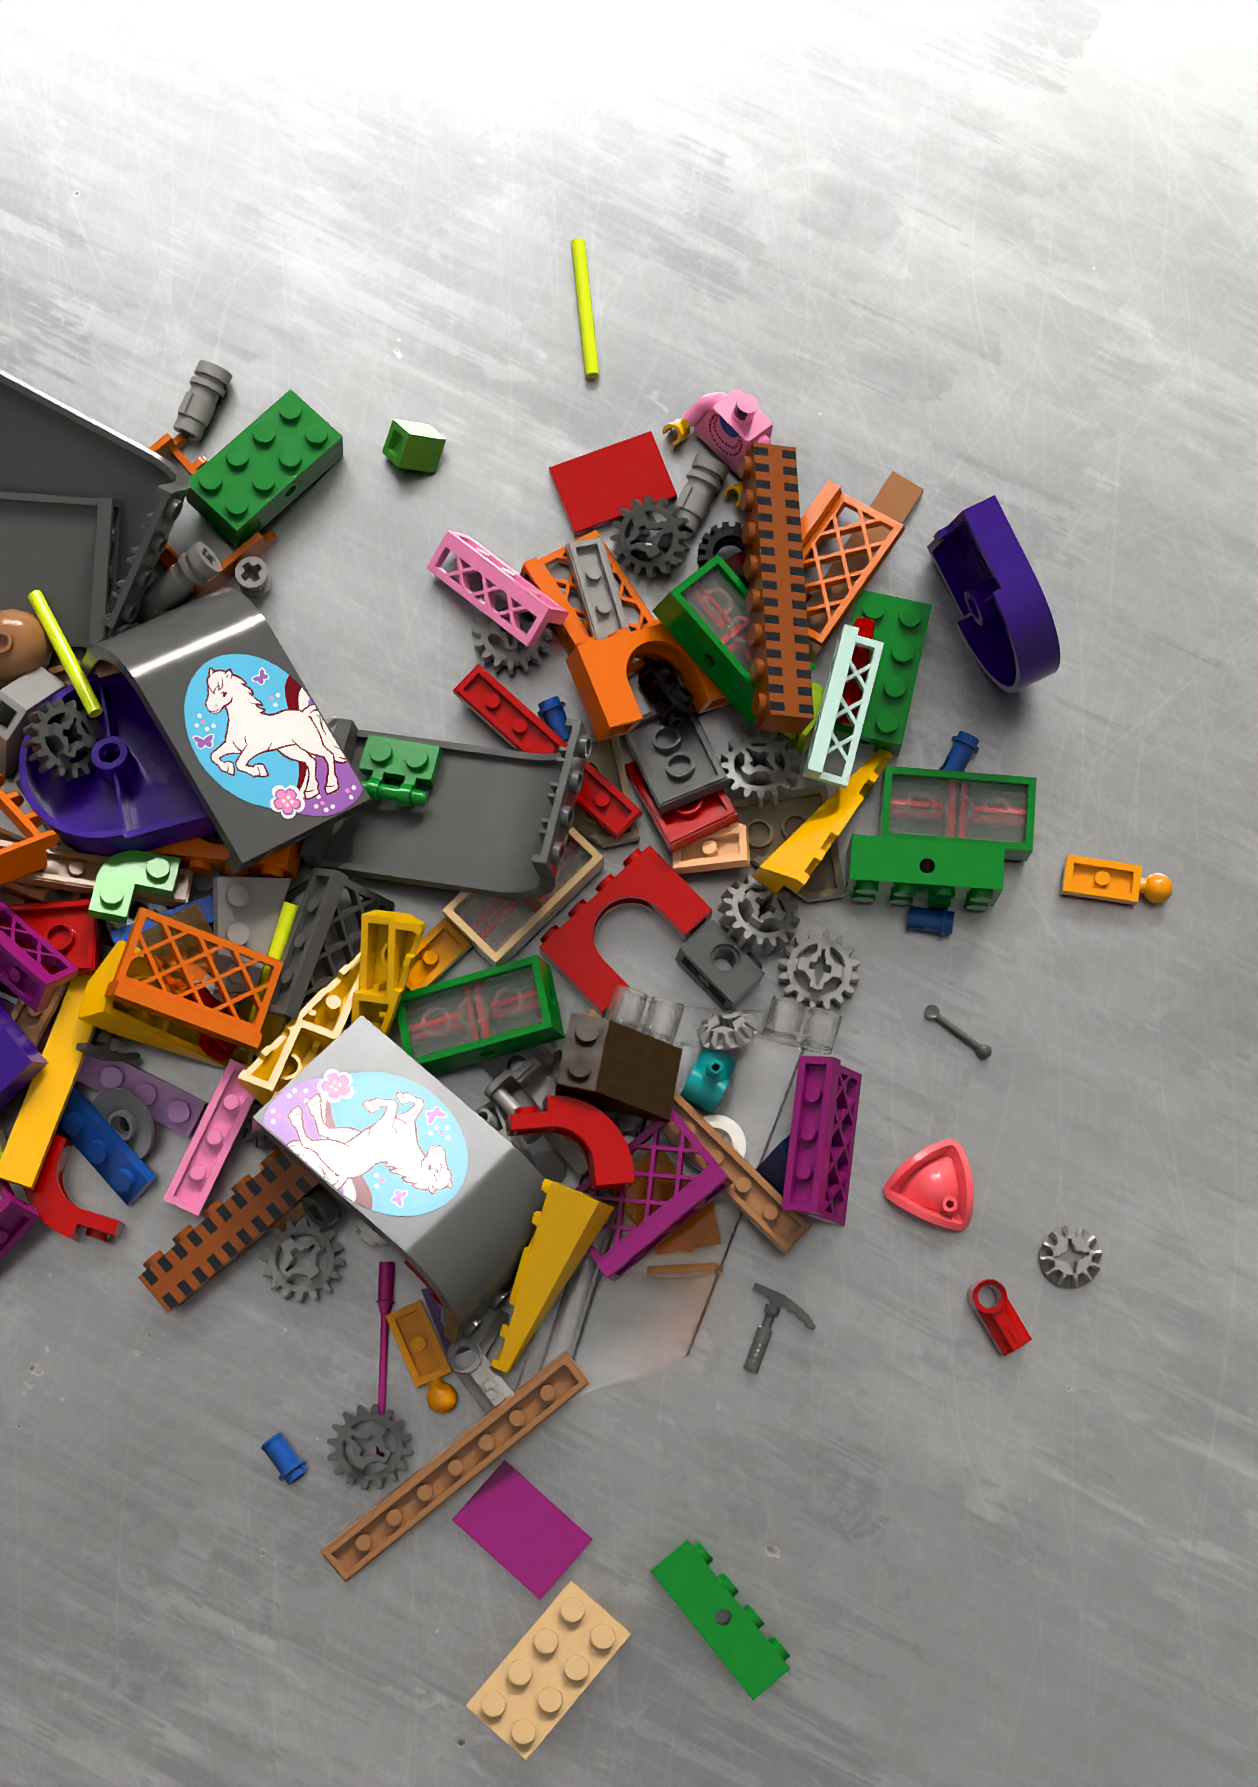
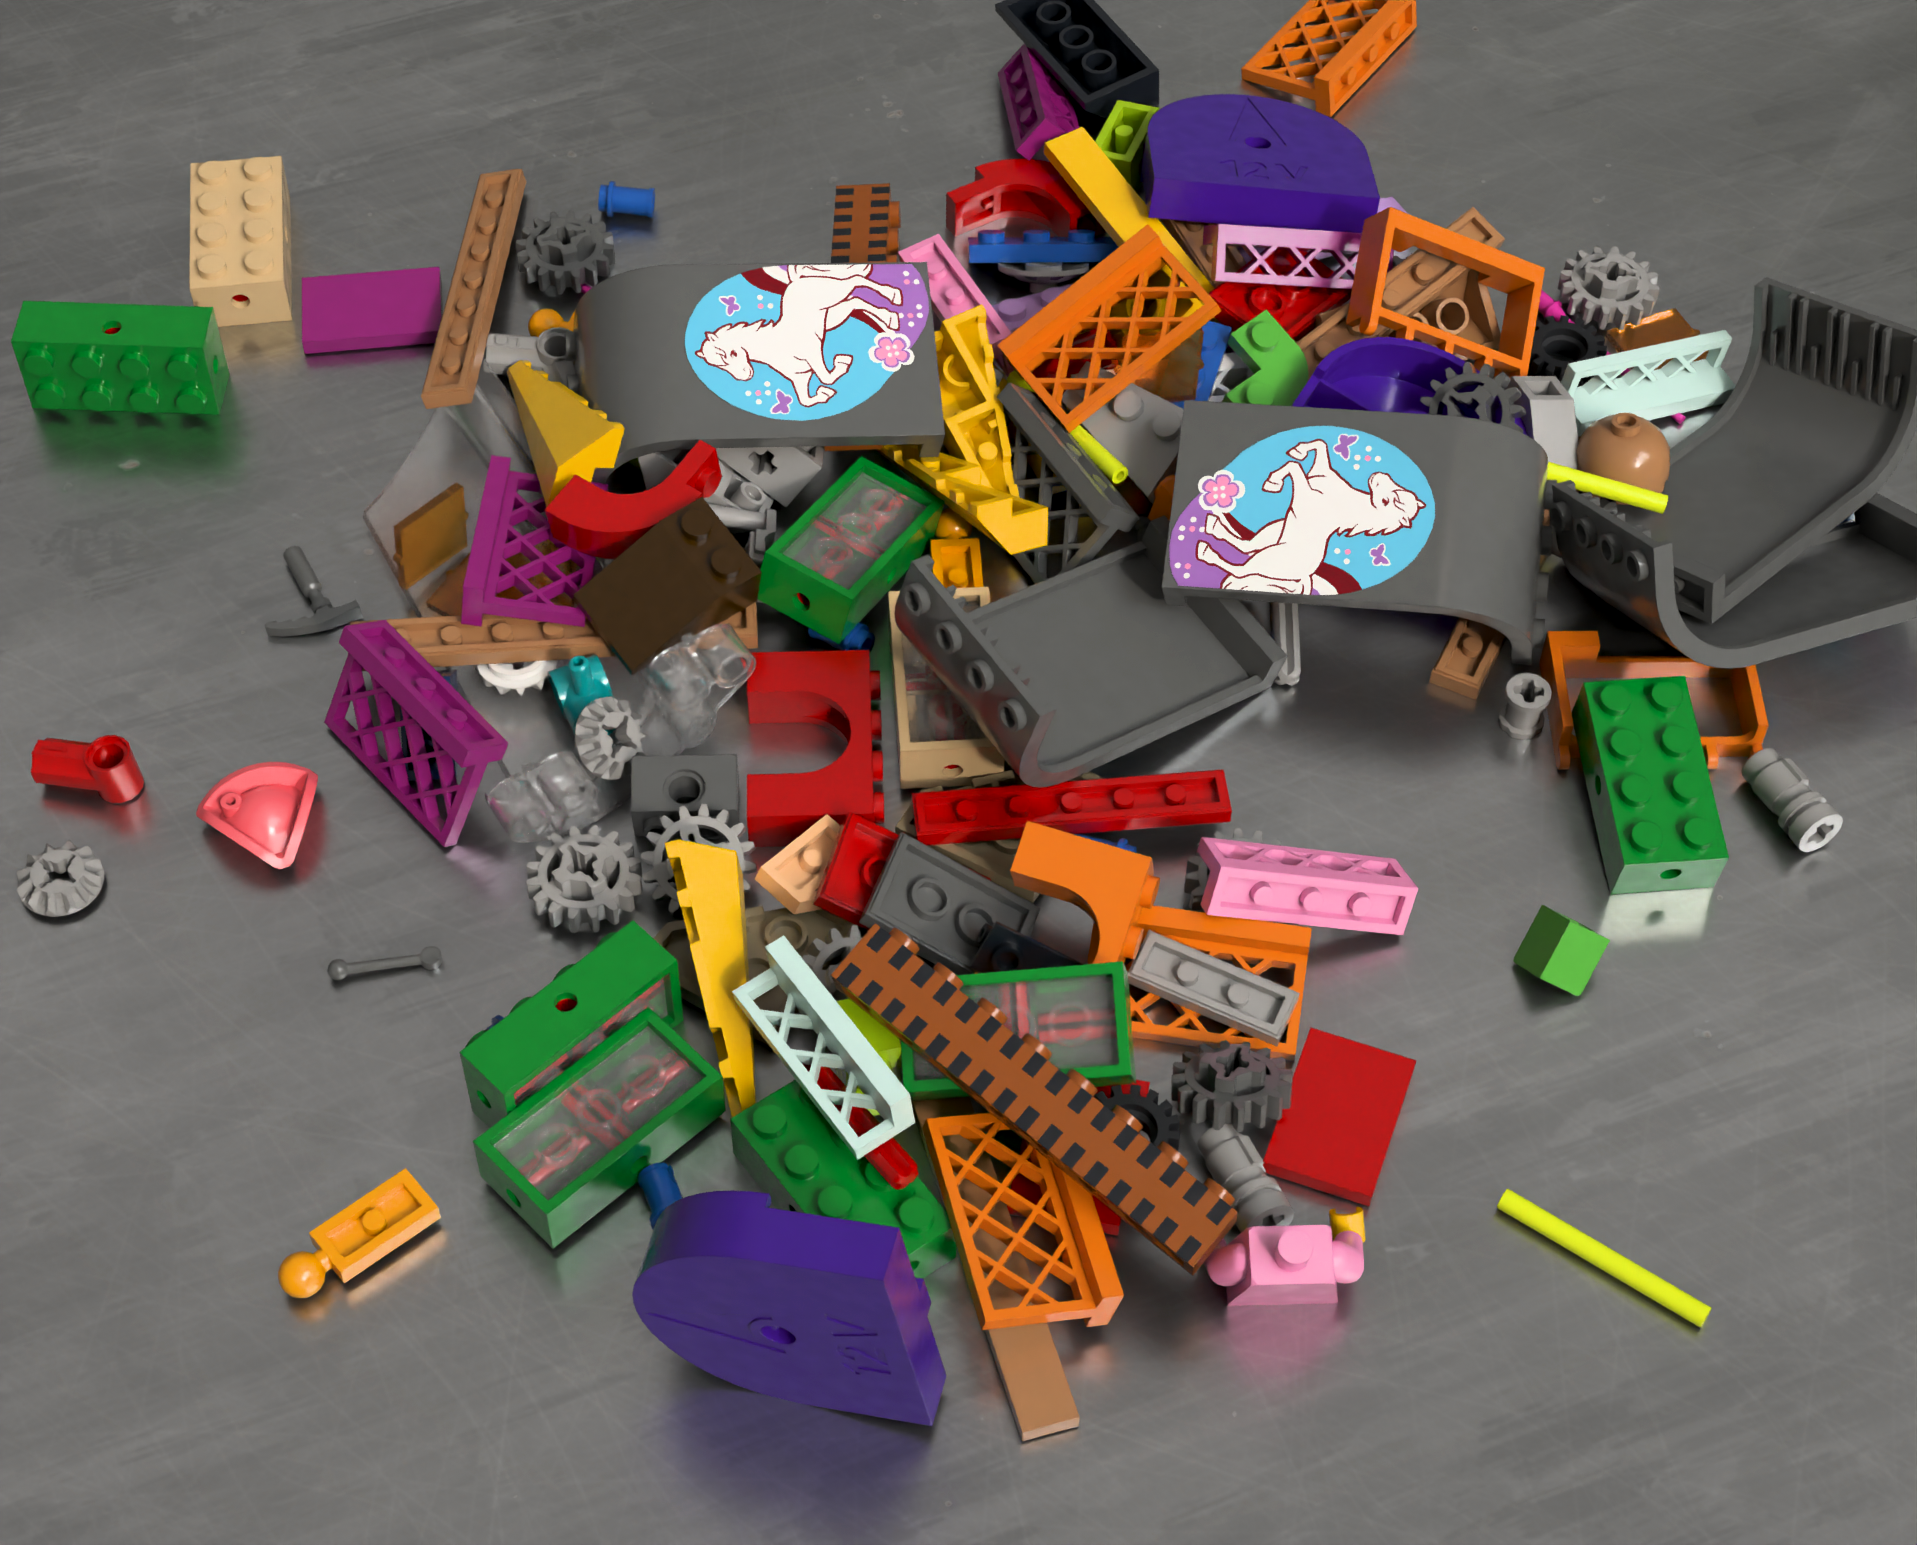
camera: 130 degrees right, 25 degrees down
(180, 579) = (1570, 615): light grey axle -> none
(400, 761) = (1184, 670): green plate -> none

